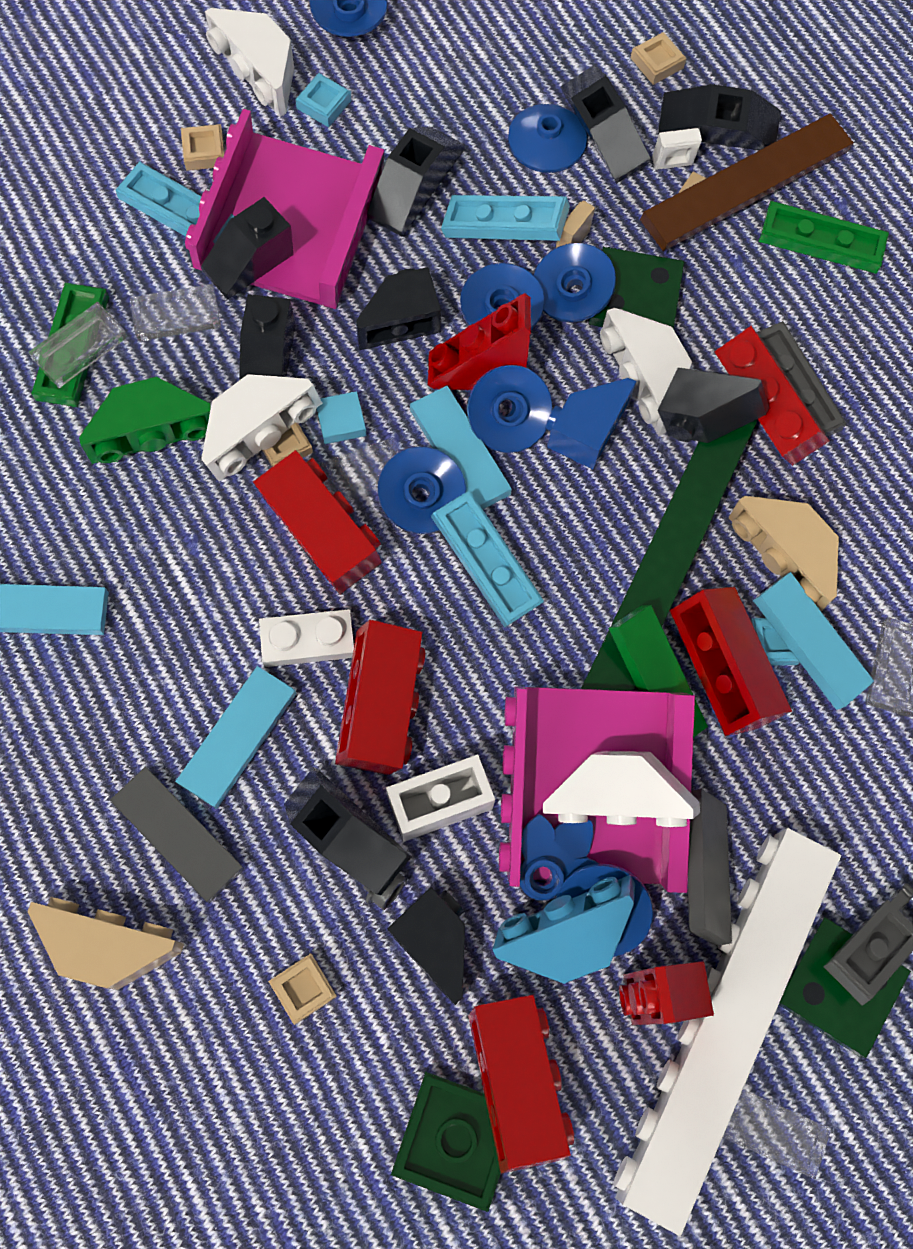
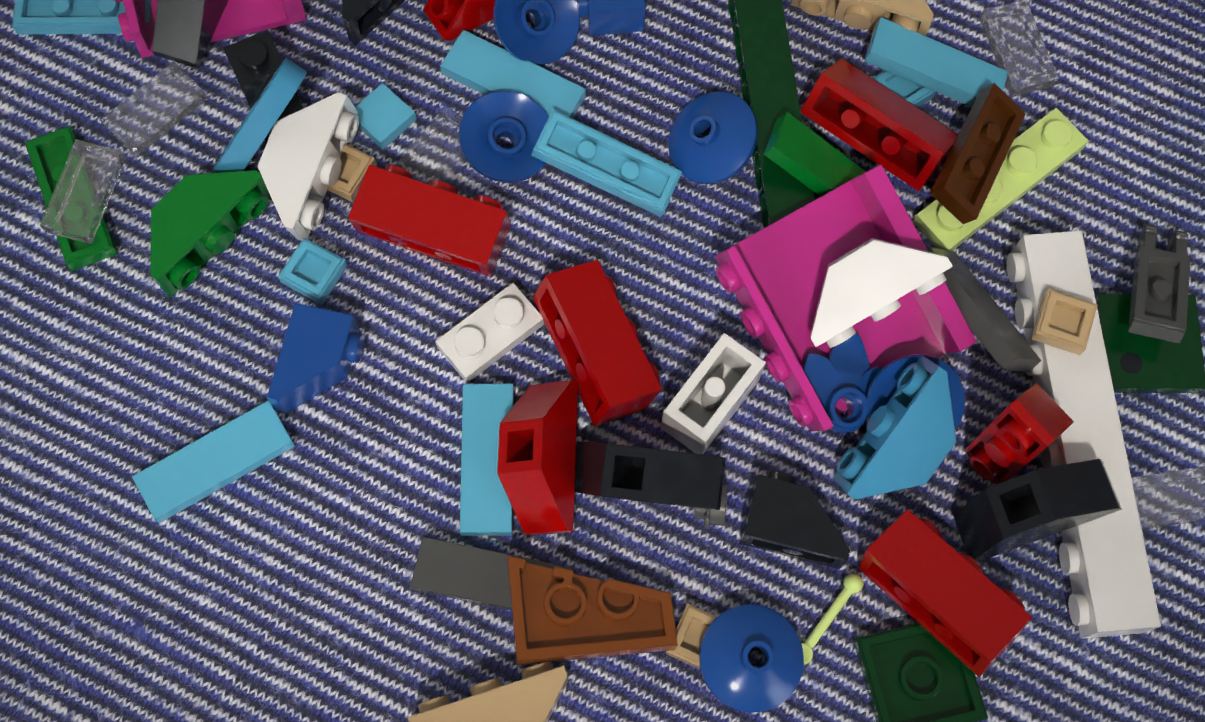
camera: 30 degrees left, 0 degrees up
(158, 574) = (314, 355): none -> blue slope
(207, 507) = (313, 271): none -> medium azure tile
(219, 910) = (584, 617): none -> dark orange wing
(239, 365) = (261, 118): none -> dark azure beam
(274, 759) = (540, 457): none -> red slope
(324, 1005) = (726, 662): none -> blue dish
(377, 1054) = (852, 584): none -> yellowish green hinge
(593, 600) = (724, 148): none -> blue dish
(642, 1065) = (1035, 507): none -> black slope
(771, 923) = (1064, 322): none -> tan tile
(795, 735) = (978, 154): none -> reddish brown plate
(806, 769) = (1027, 163): none -> yellowish green plate

